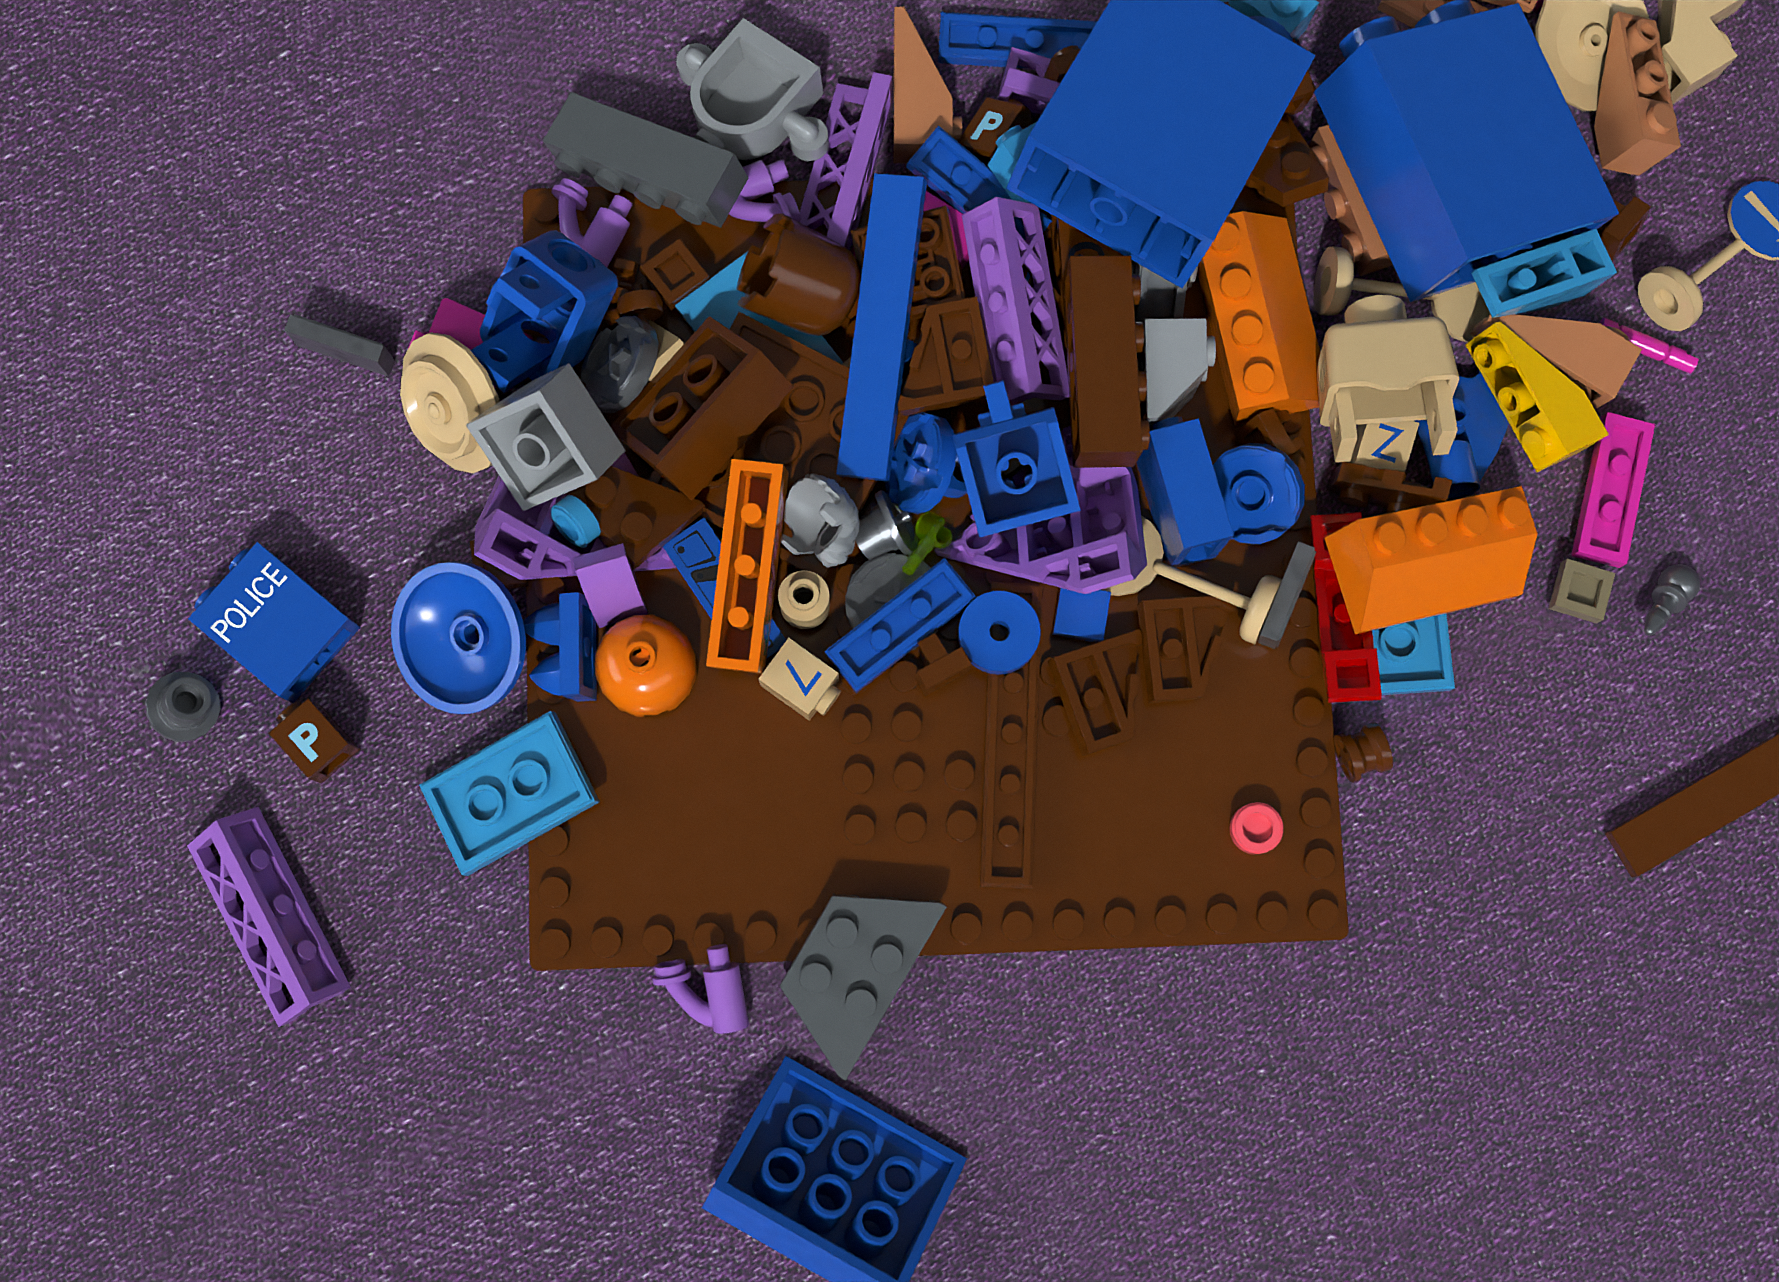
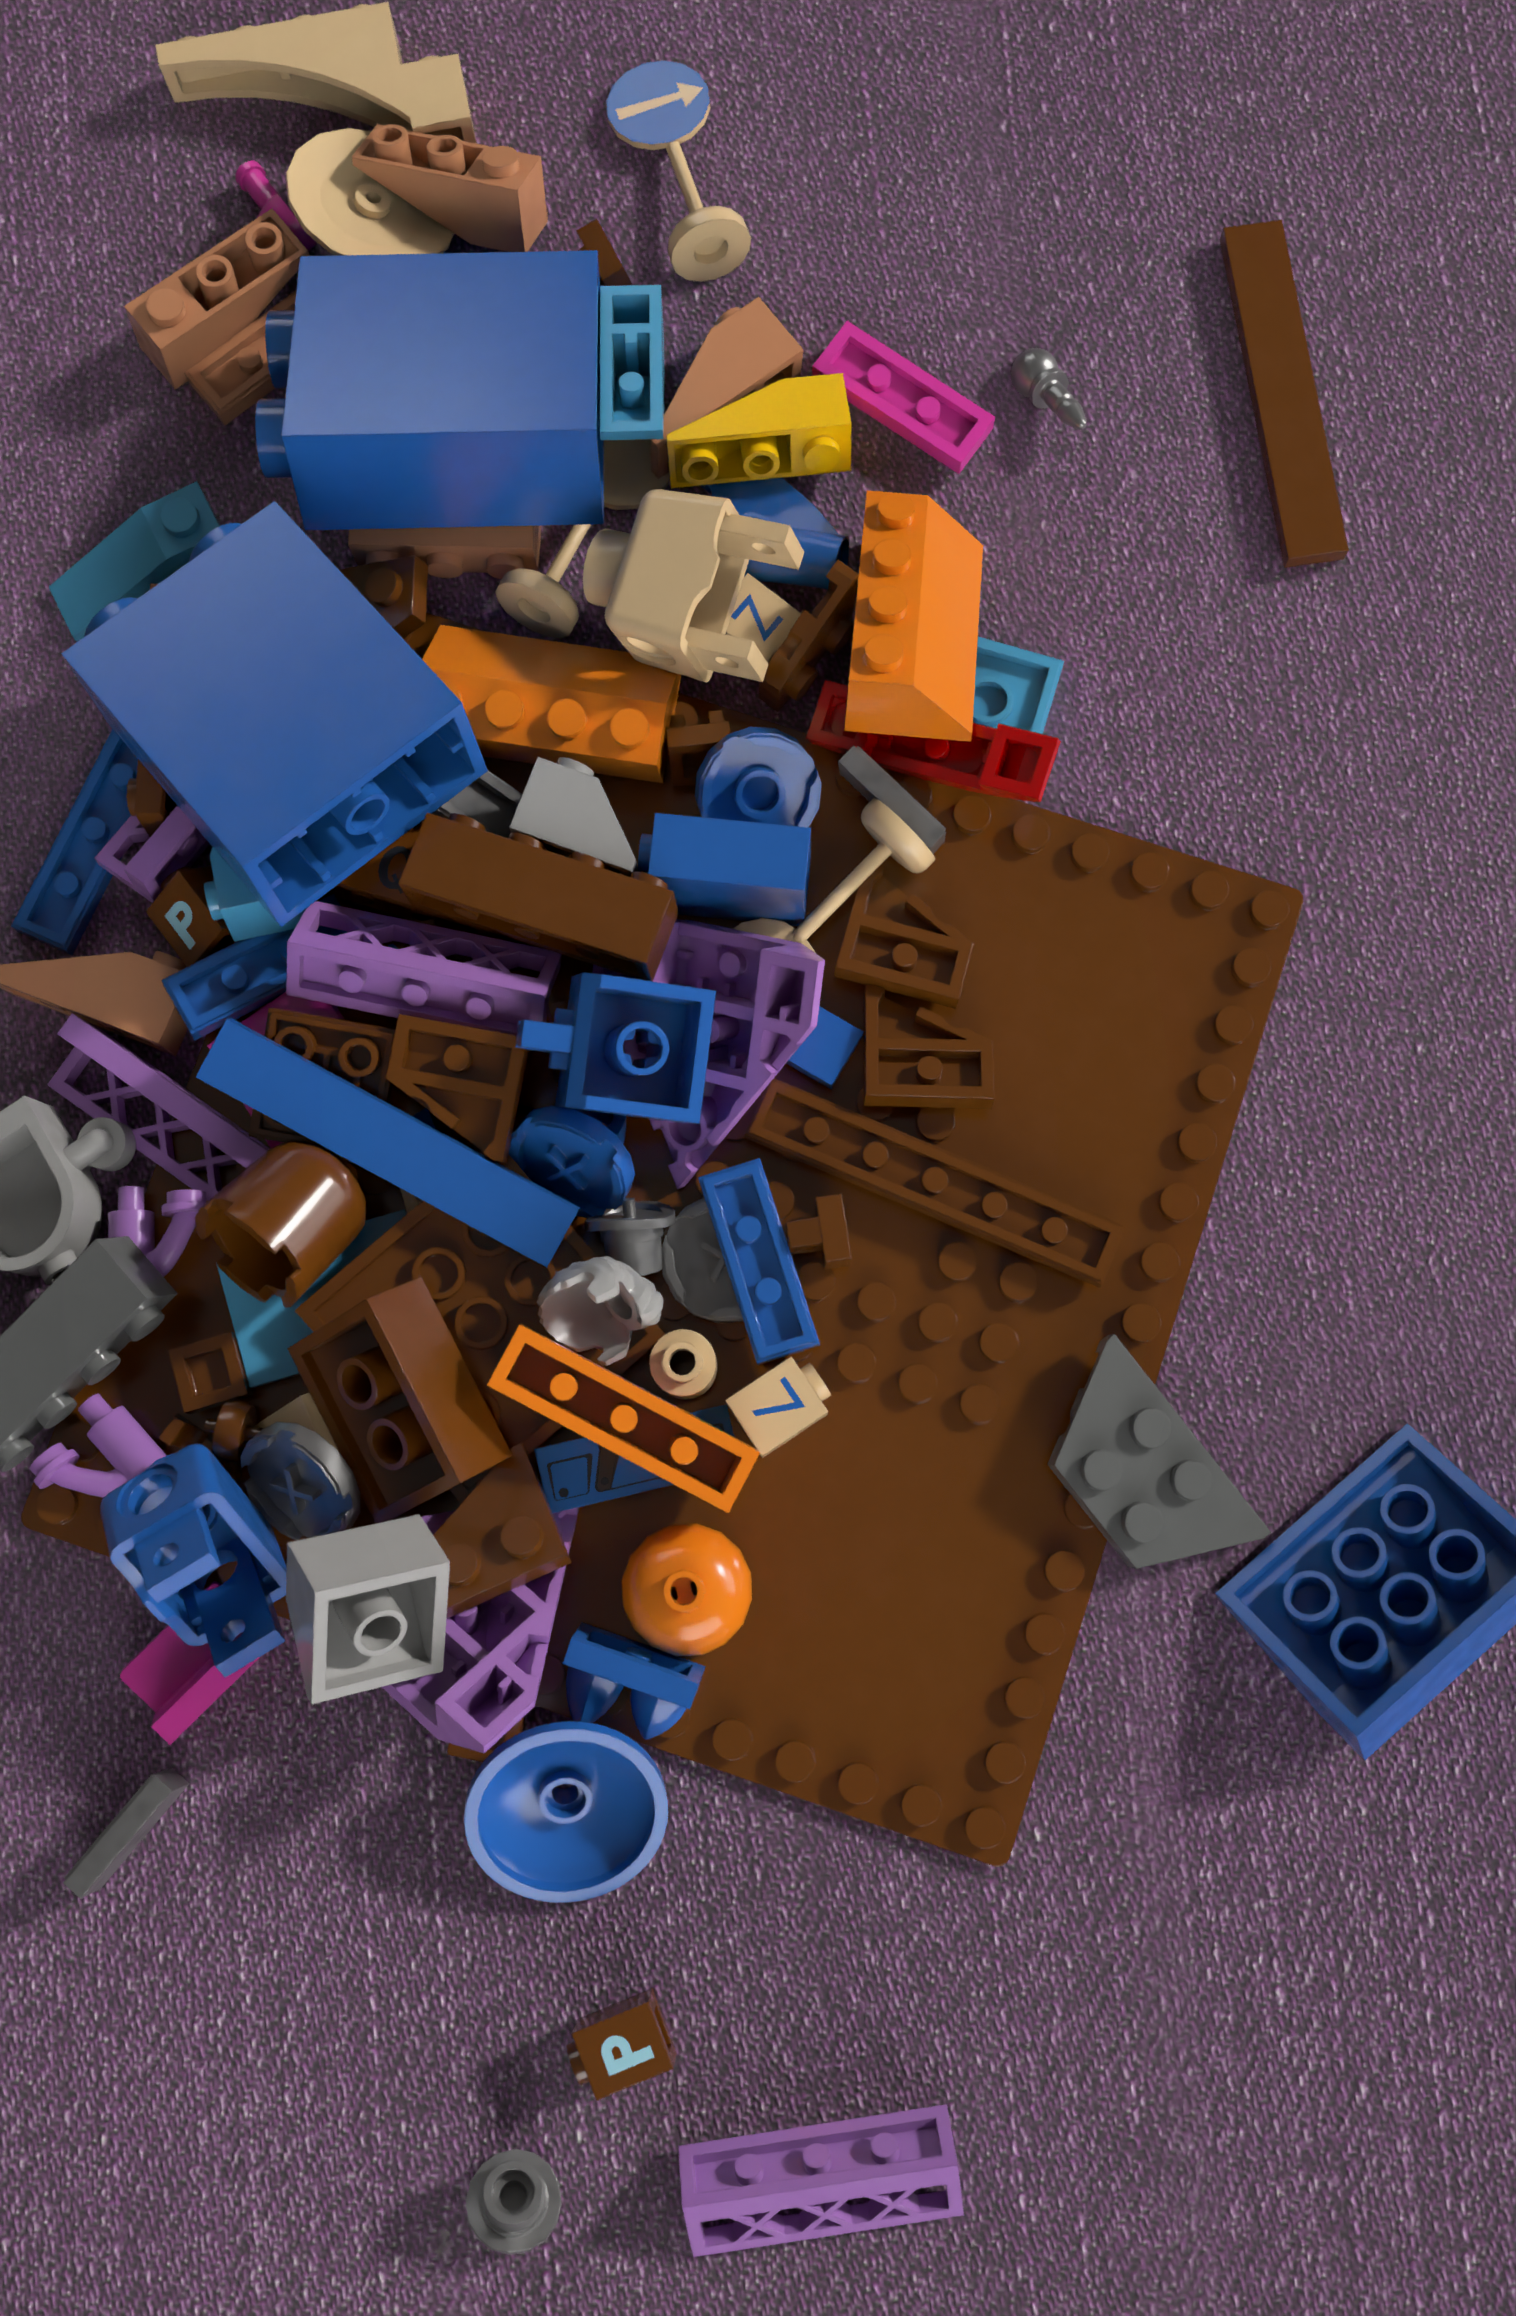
camera: 60 degrees left, 0 degrees up
(273, 622) = (451, 2046): blue brick -> none
(442, 393) = (256, 1719): tan piece -> none
(509, 793) = (781, 1818): dark azure tile -> none
(575, 521) = (483, 1609): dark azure tile -> none
(609, 585) = (577, 1596): medium lavender slope -> none
(724, 988) = (1113, 1637): medium lavender plant -> none
(932, 534) = (661, 1180): clear neon green hand -> none
(1001, 609) = (811, 1118): blue piece -> none
(1256, 828) = (1145, 944): coral tile -> none
(1363, 752) = (1102, 789): reddish brown wheel -> none
(1581, 591) = (1005, 478): dark tan plate -> none
(1656, 348) = (757, 285): dark pink wheel -> none

